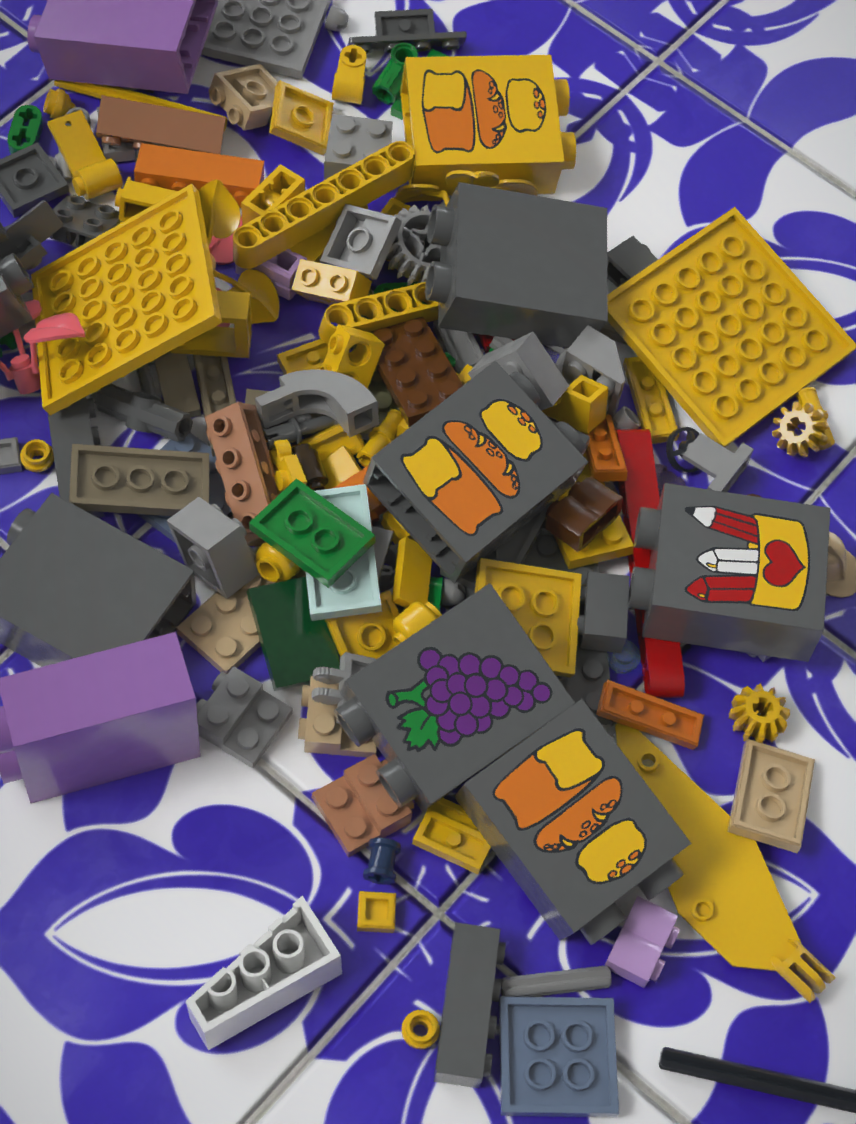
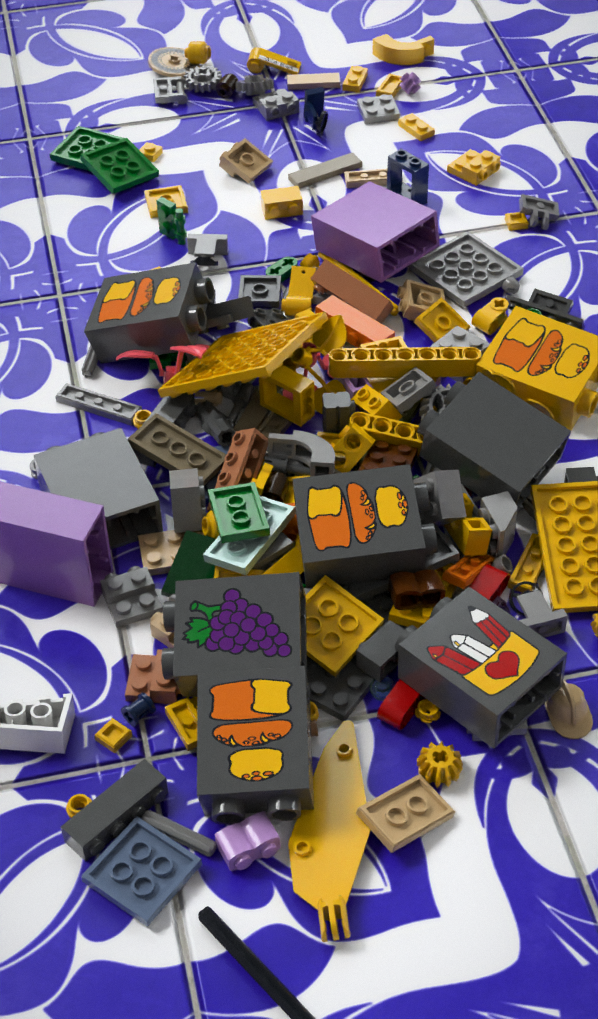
camera: 45 degrees right, 15 degrees down
(290, 319) = (336, 411): none -> dark grey brick
(650, 714) = (368, 725): orange tile -> none
(700, 652) = (427, 706): none -> yellow plate

